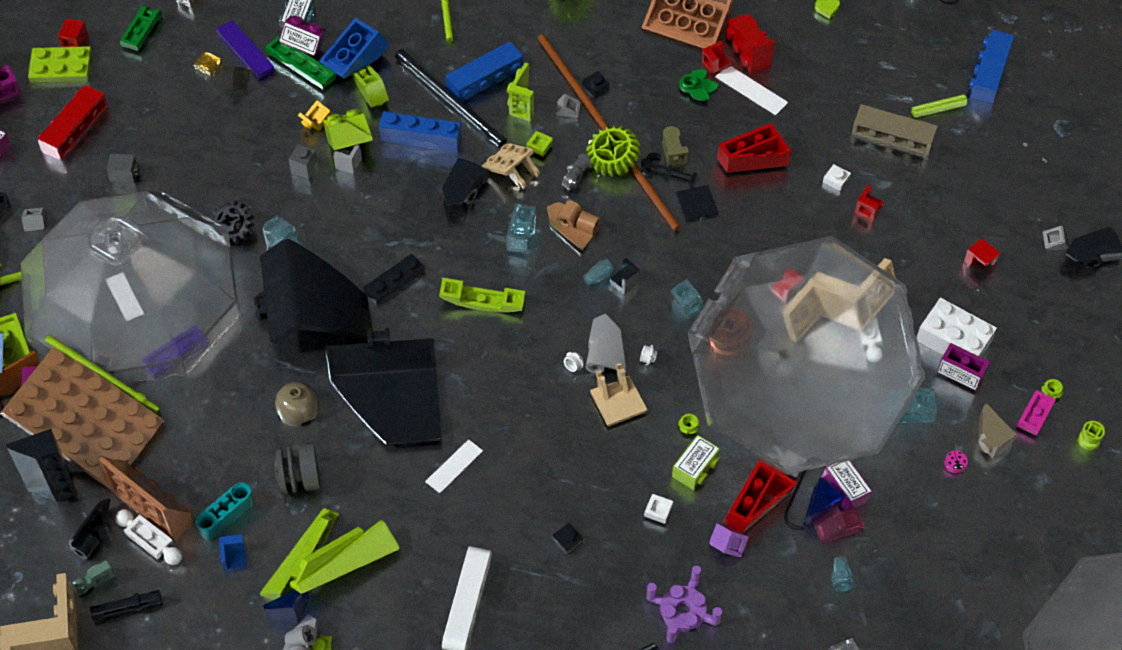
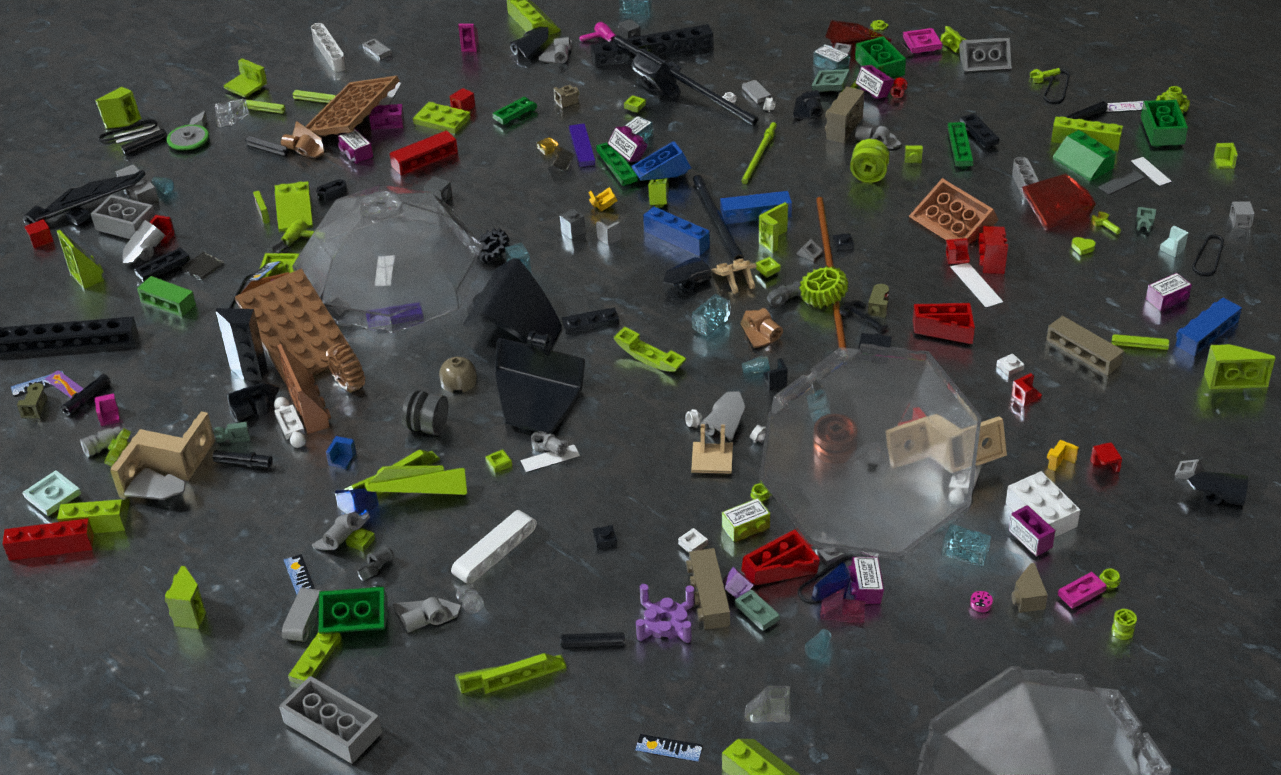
camera: 30 degrees right, 15 degrees down
(138, 396) = (344, 330): lime bar -> none
(173, 445) = (345, 367): none -> medium nougat gear
(224, 511) = (355, 423): teal beam -> none
(347, 129) = (614, 210): lime slope -> none
(405, 492) = (498, 461): none -> lime tile
(447, 450) = (549, 443): none -> light grey connector
(698, 85) = (930, 266): green plate -> none
(703, 551) = (709, 589): none -> dark tan brick
(764, 561) = (757, 610): none -> sand green plate
(936, 37) = (1168, 291): none -> brick
(940, 262) = (1062, 451): none -> yellow bracket
(1043, 108) = (1237, 367): none -> lime slope

